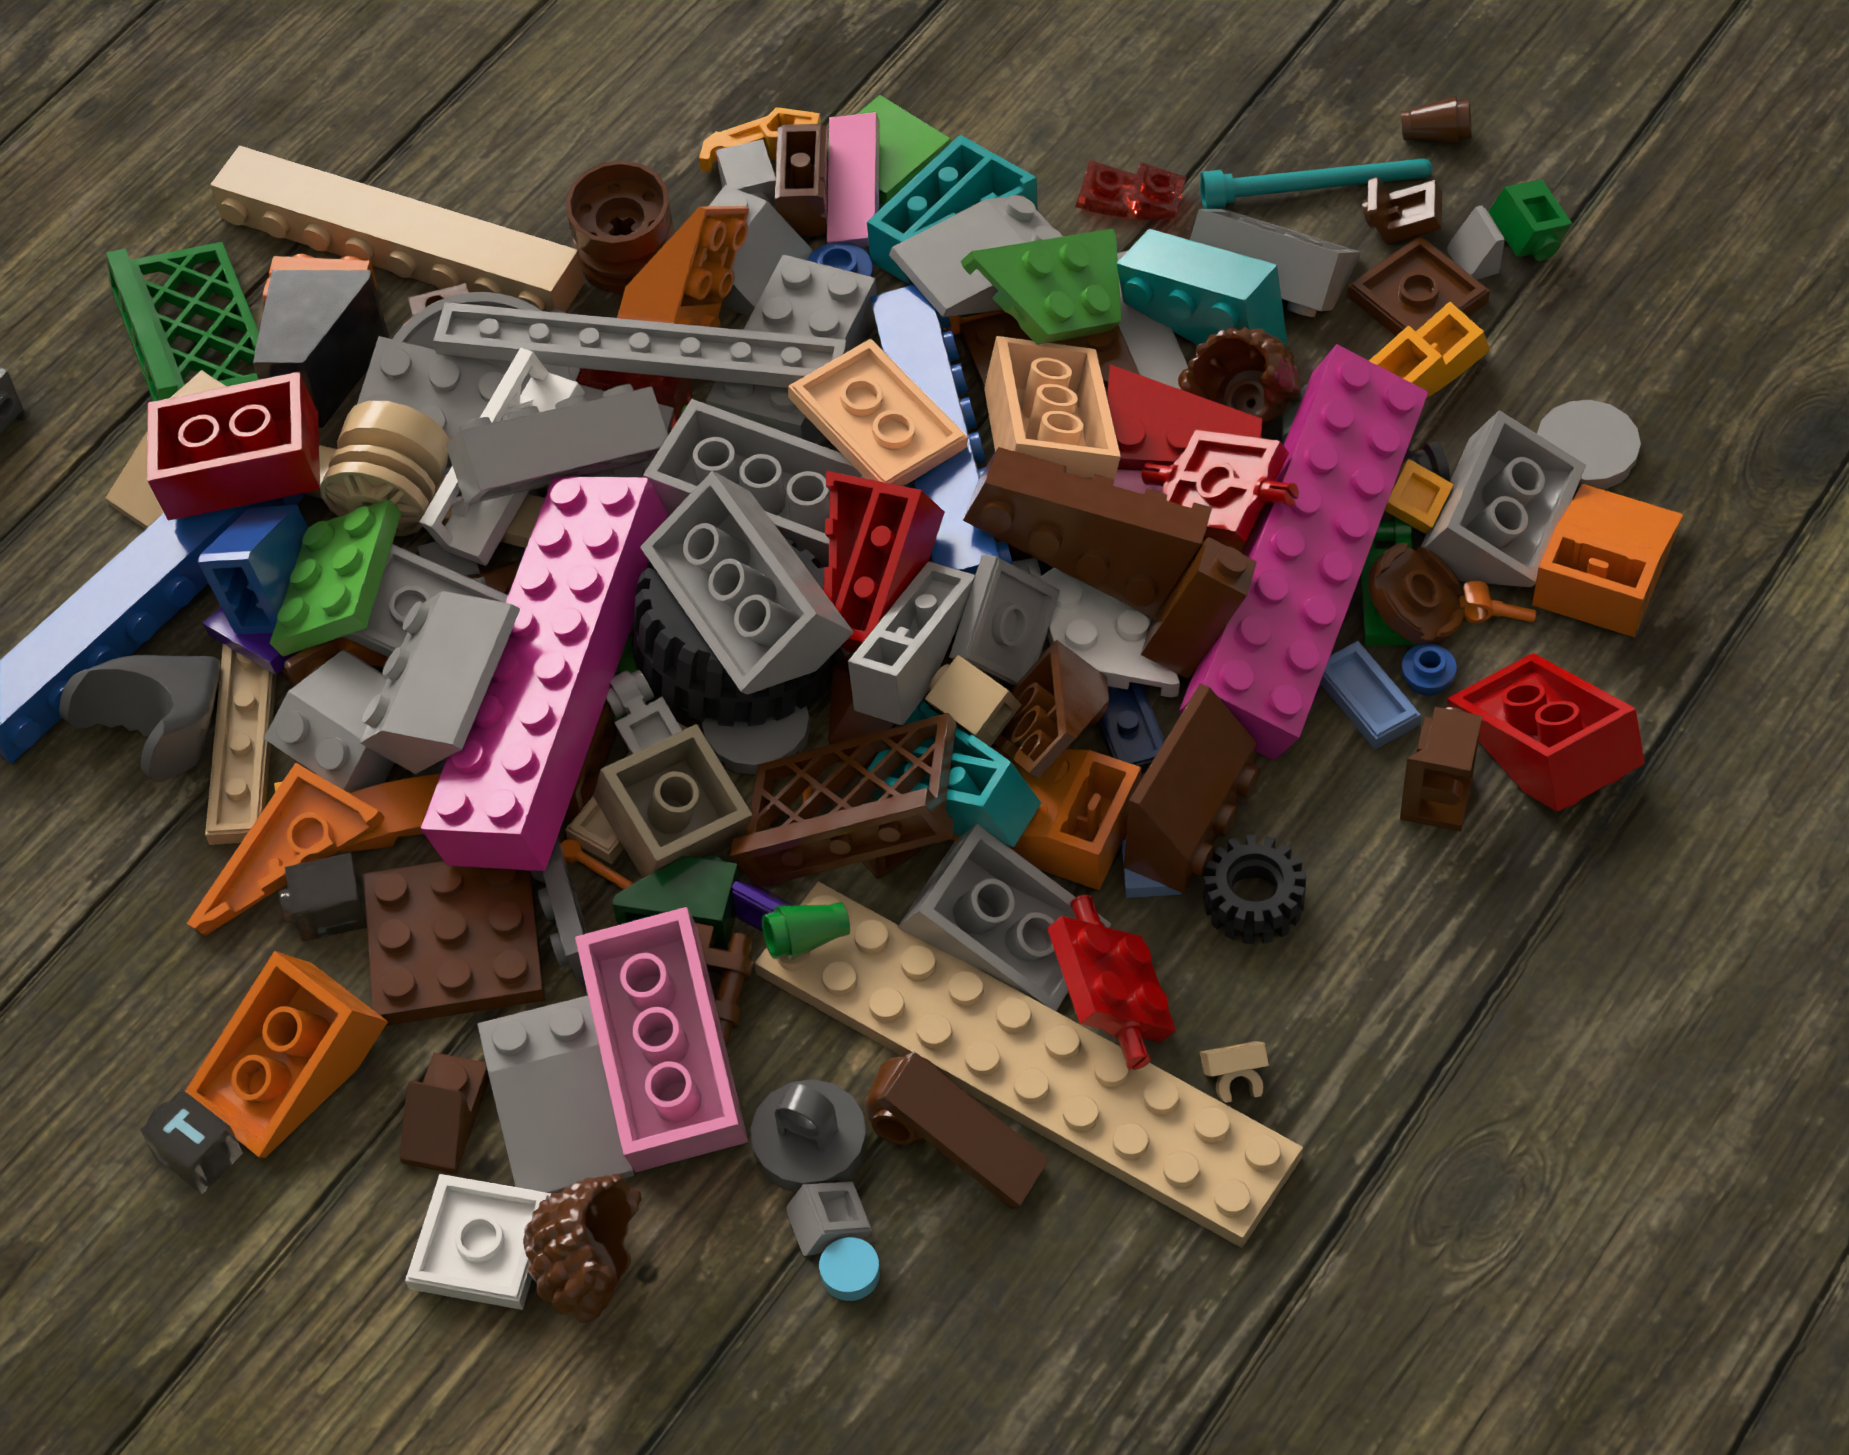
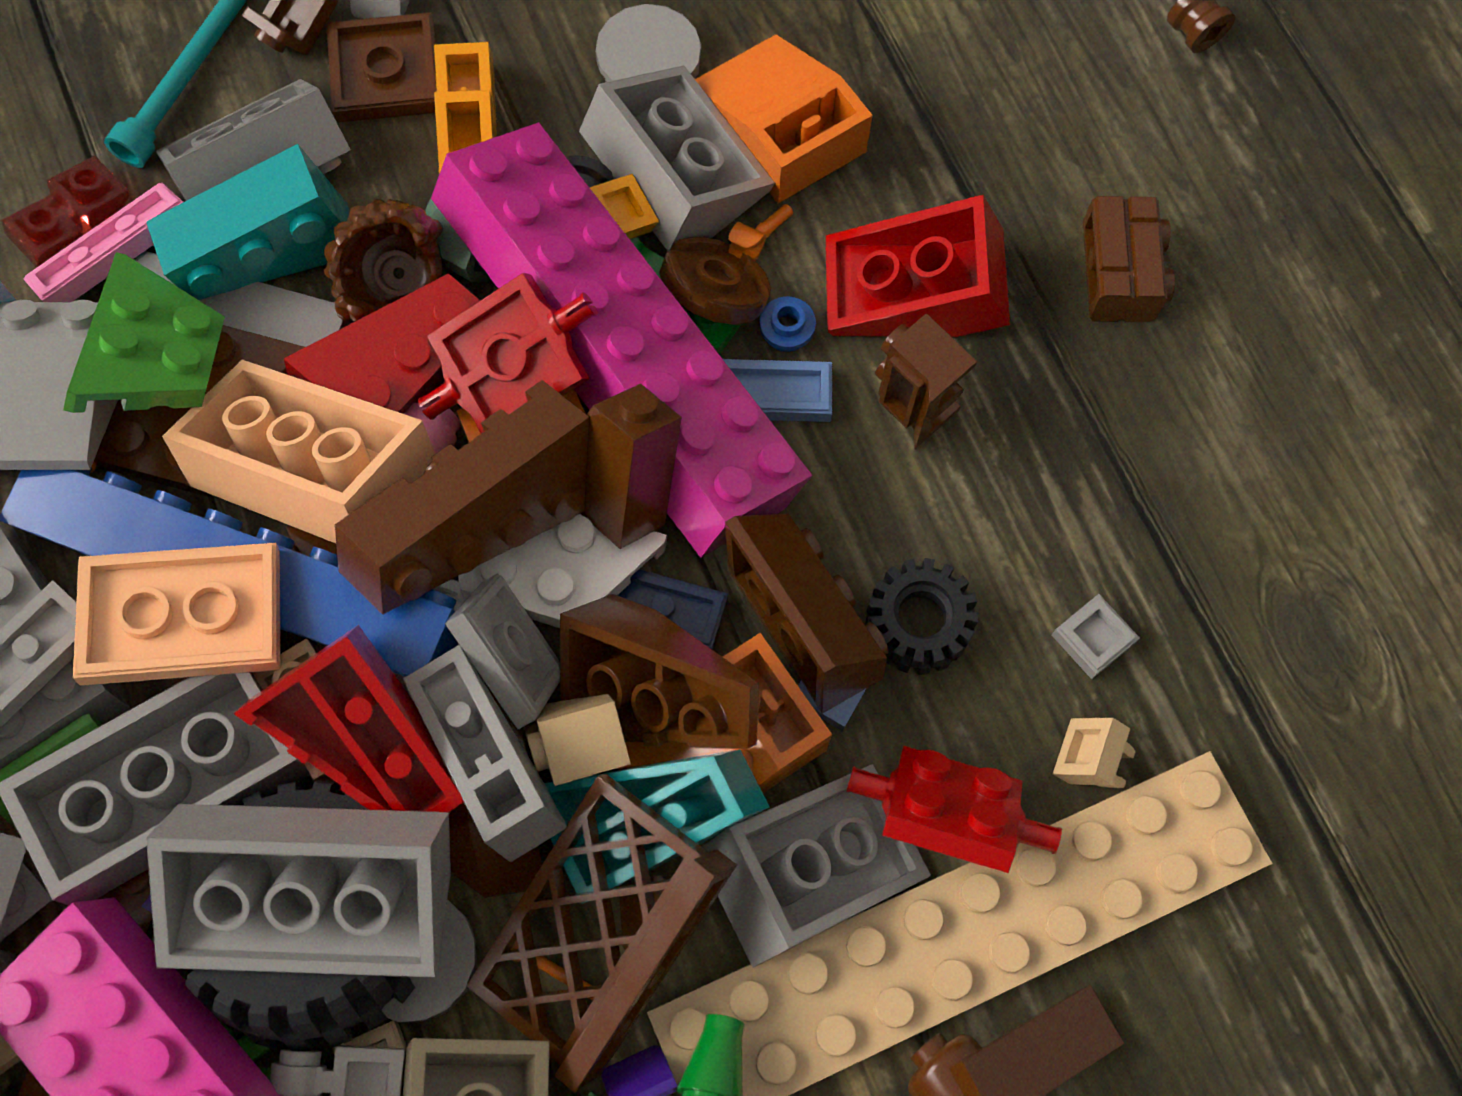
camera: 65 degrees left, 15 degrees up
(1129, 227) = (91, 256): none -> bright pink tile
(1339, 1023) = (1095, 636): none -> light grey tile
(1695, 864) = (1126, 259): none -> reddish brown brick

